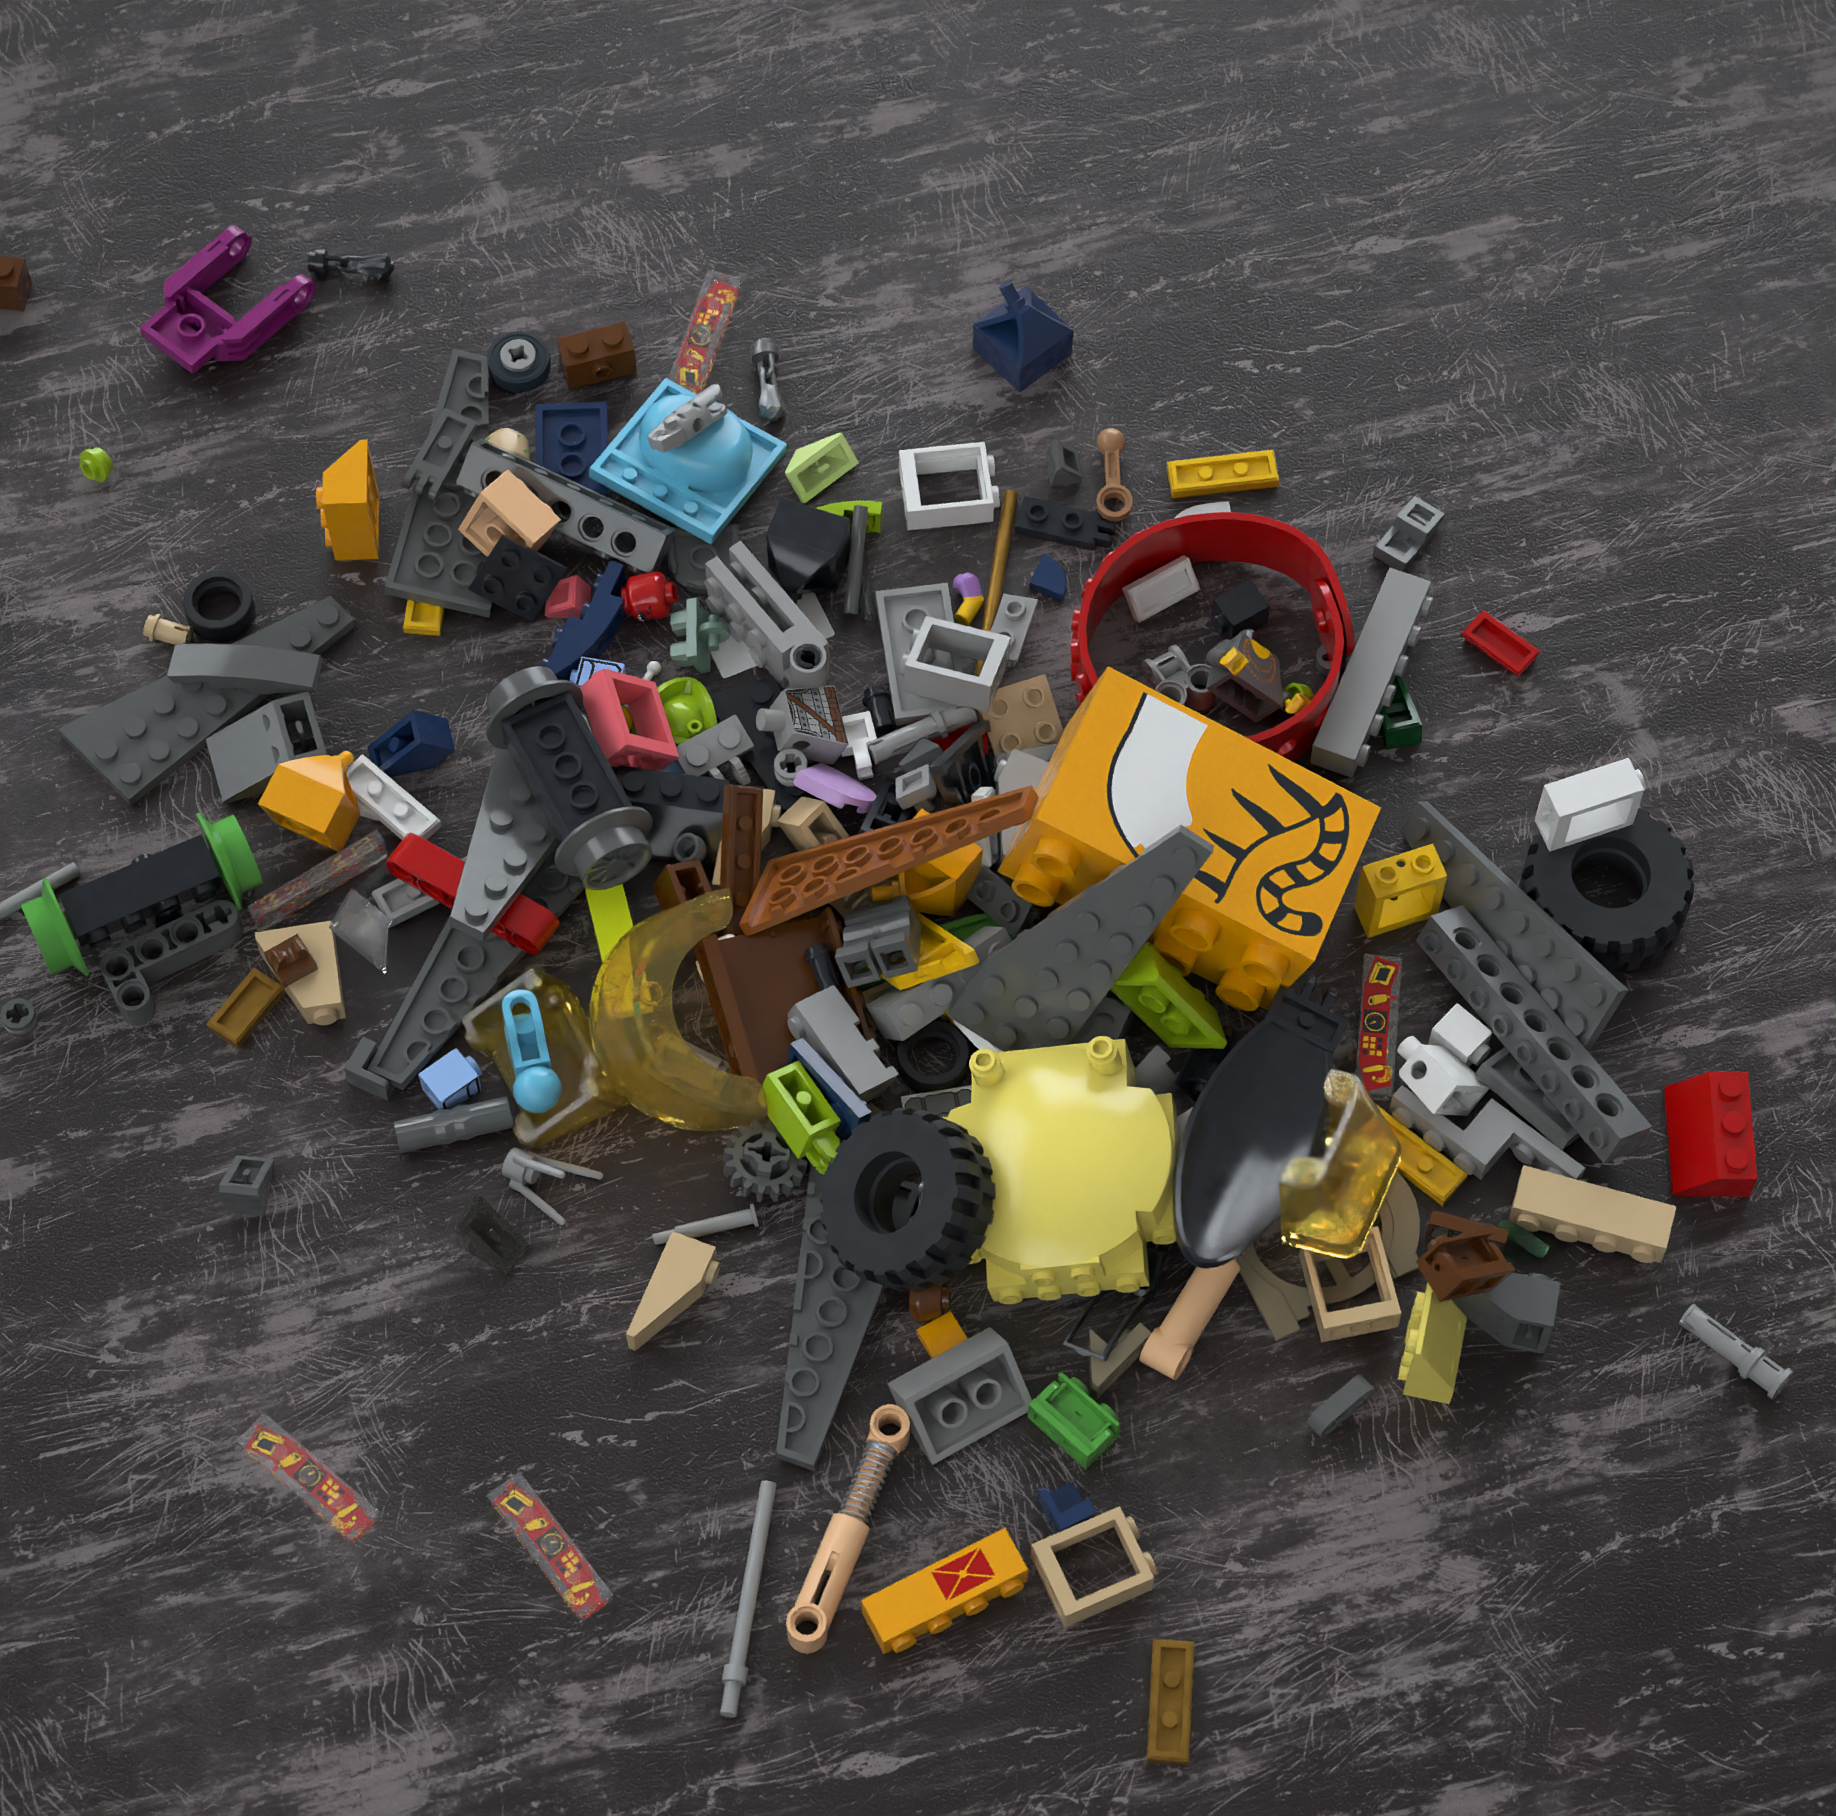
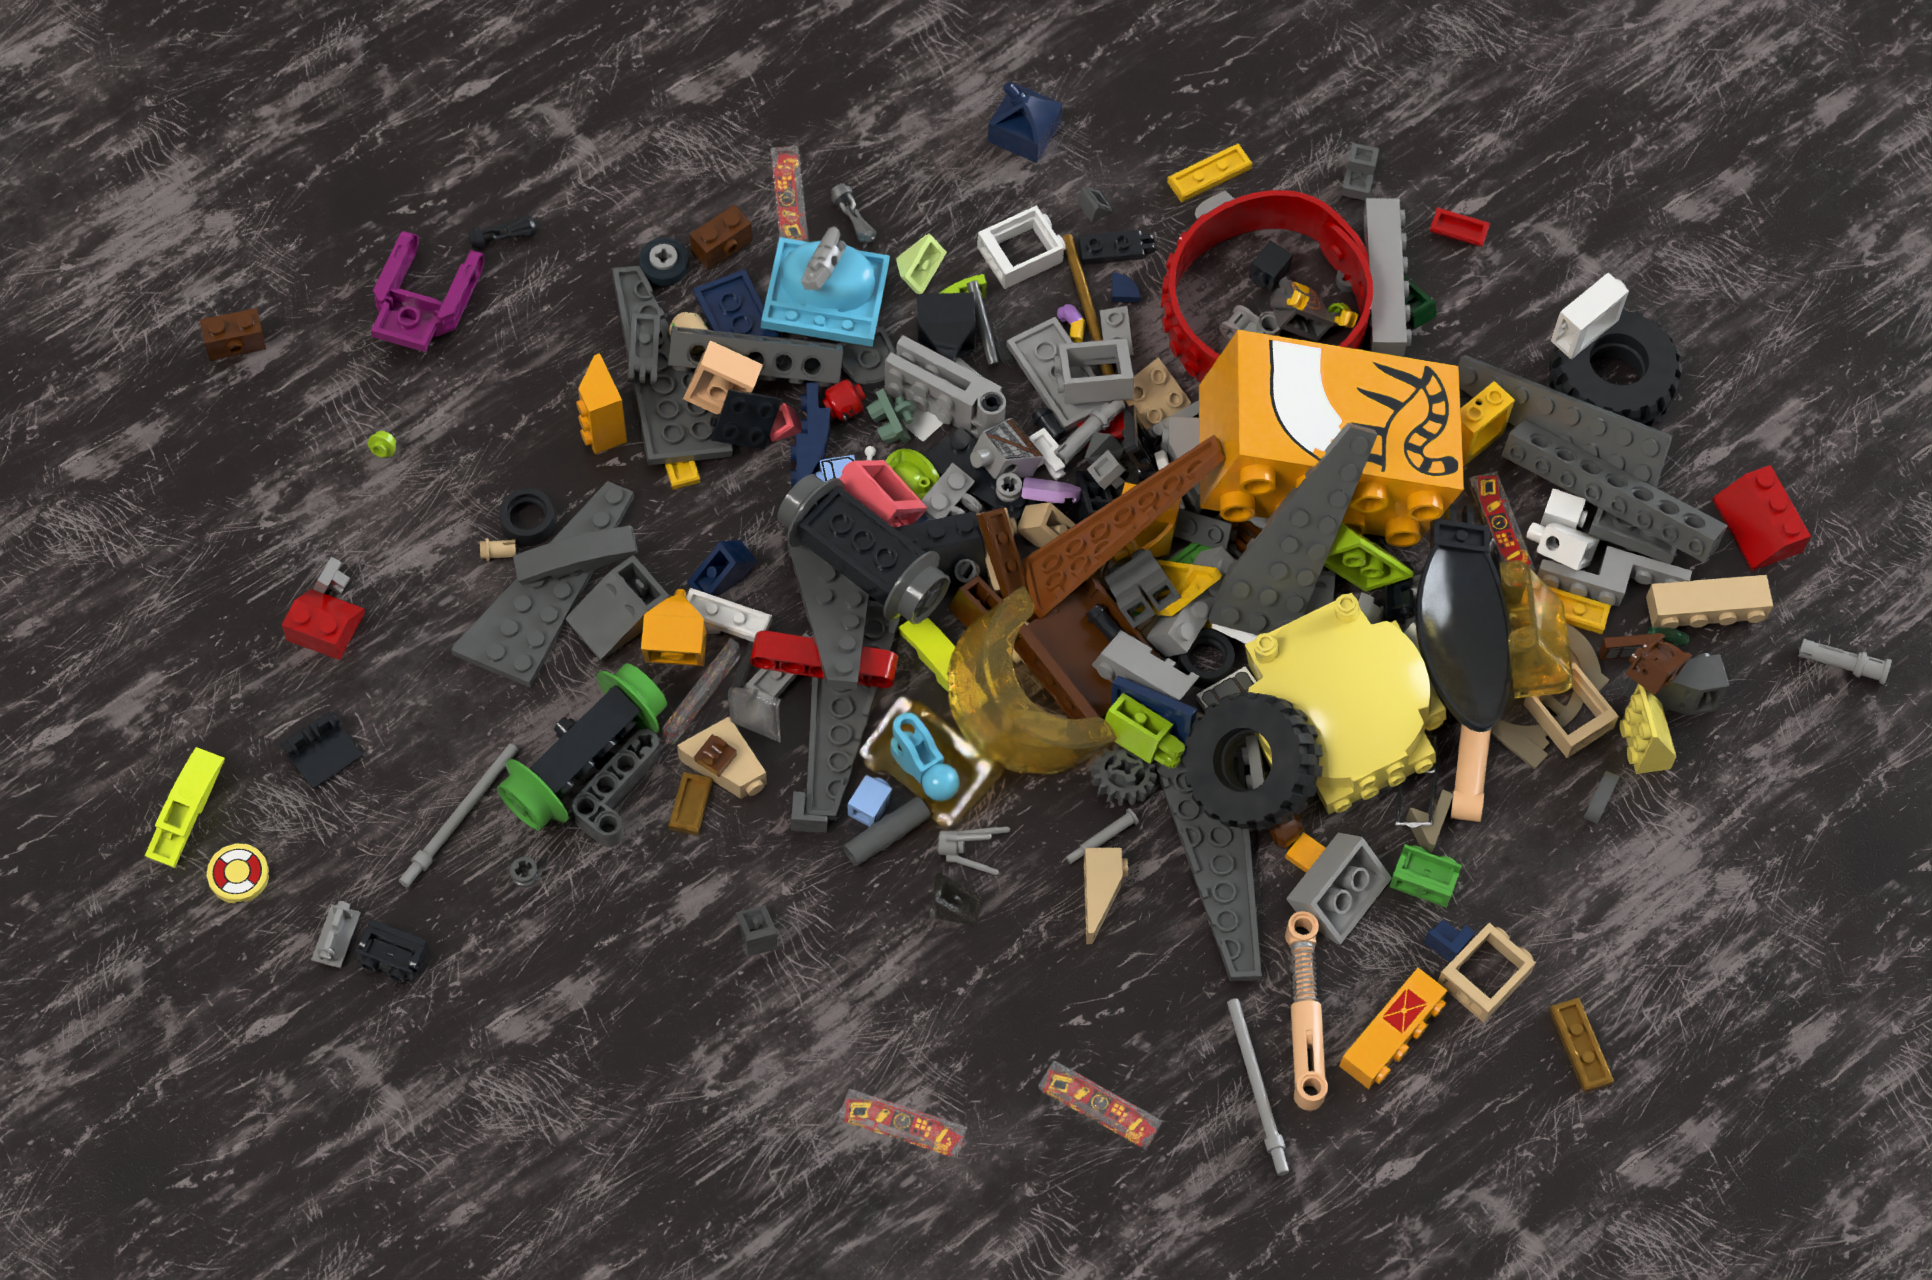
camera: 25 degrees left, 0 degrees up
(1111, 444) = (1122, 177): medium nougat piece -> none
(1161, 588) = (1207, 269): white tile -> none

